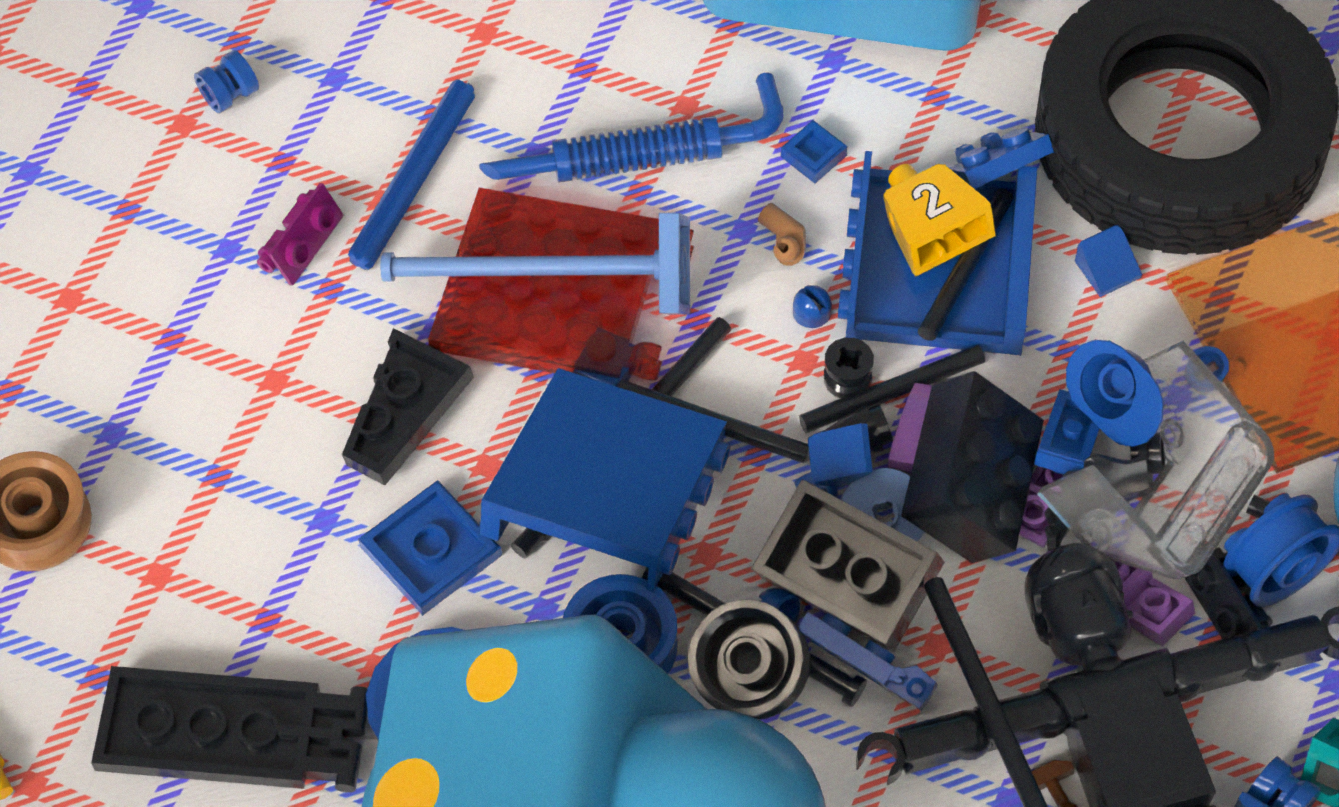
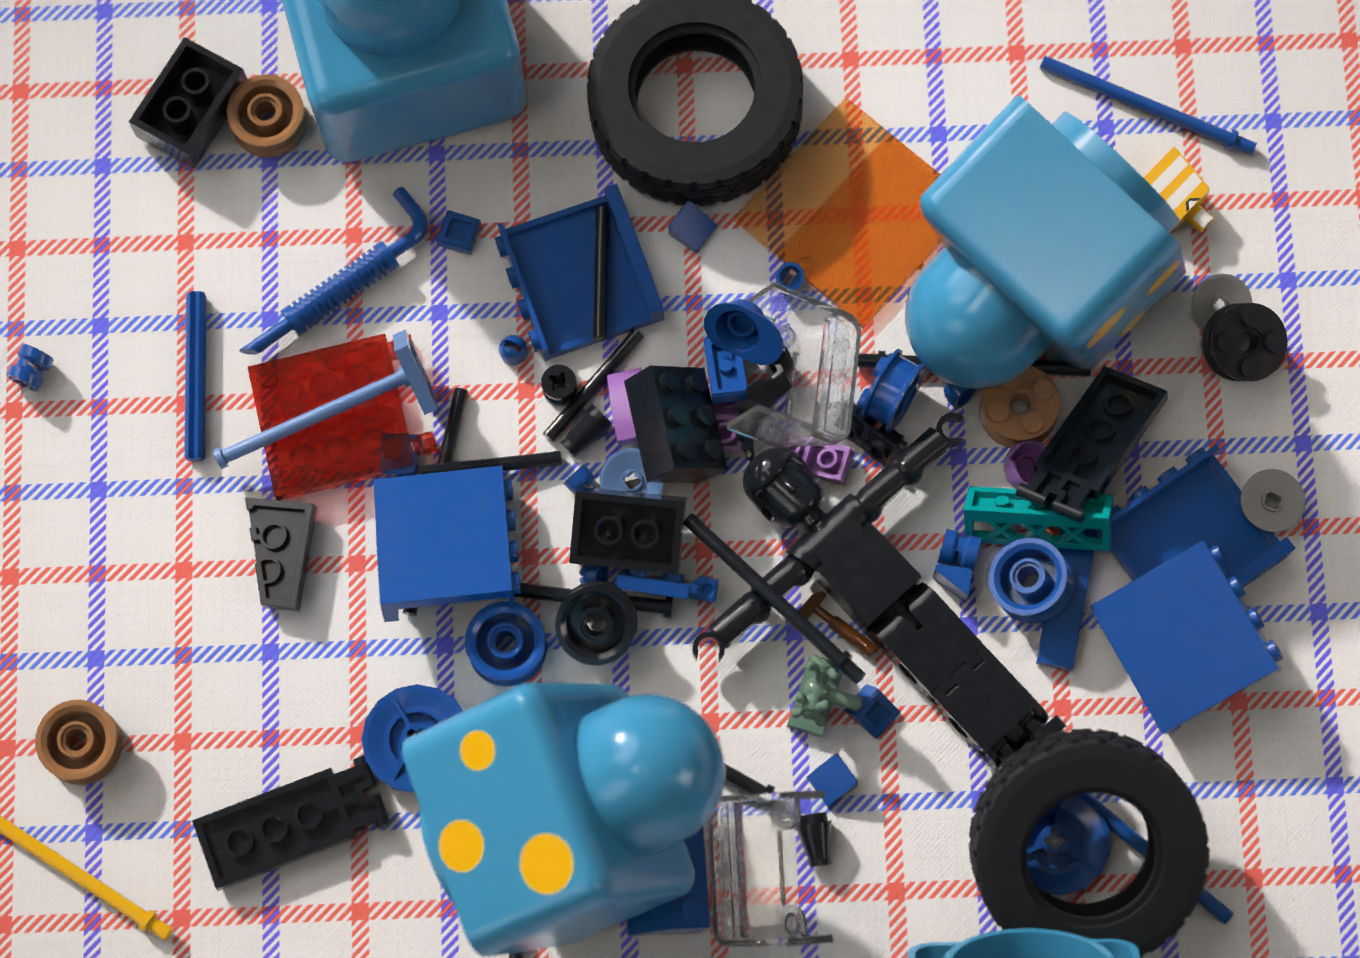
camera: 25 degrees left, 15 degrees up
(306, 231) = (145, 442): magenta hinge -> none
(429, 547) = (349, 639): blue tile -> none
(789, 233) = (473, 303): medium nougat arm -> none
(840, 455) = (587, 456): blue slope -> none
(935, 215) = (565, 251): yellow torso -> none
(1000, 155) = (590, 187): blue hinge -> none

